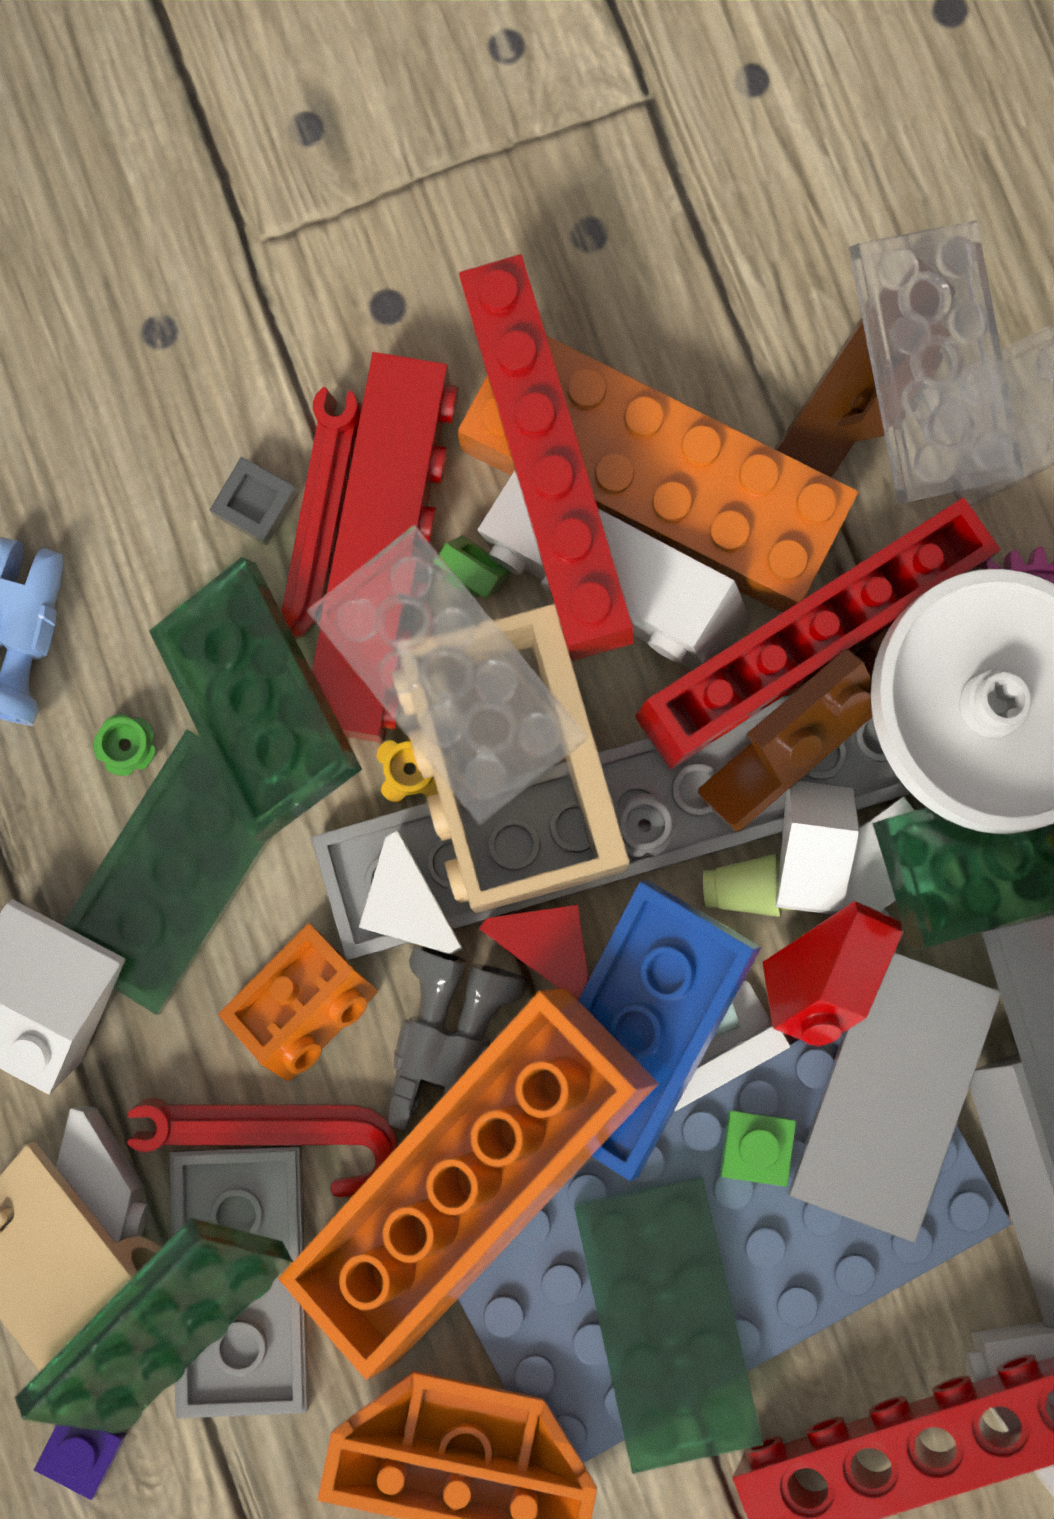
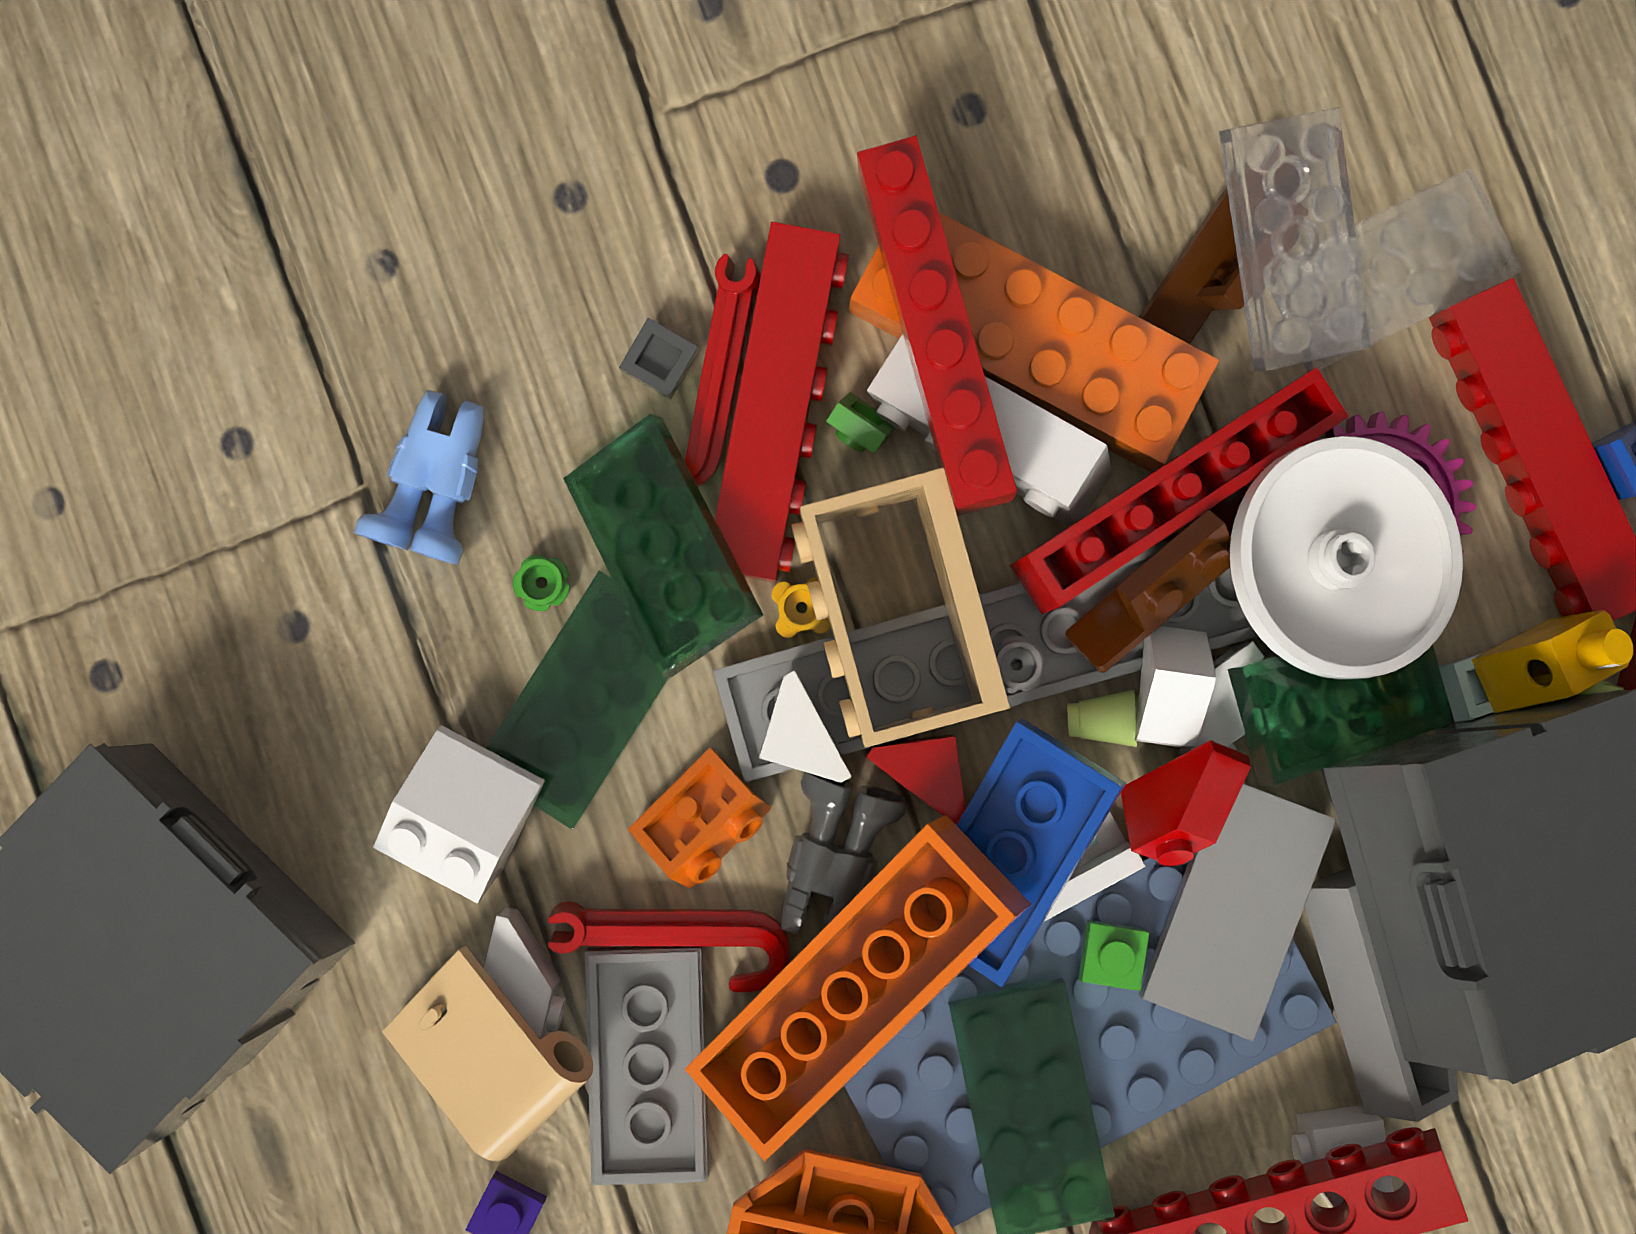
camera: 10 degrees left, 5 degrees up
(154, 1328) = (575, 1113): clear green plate -> none
(447, 675) = (846, 534): clear plate -> none

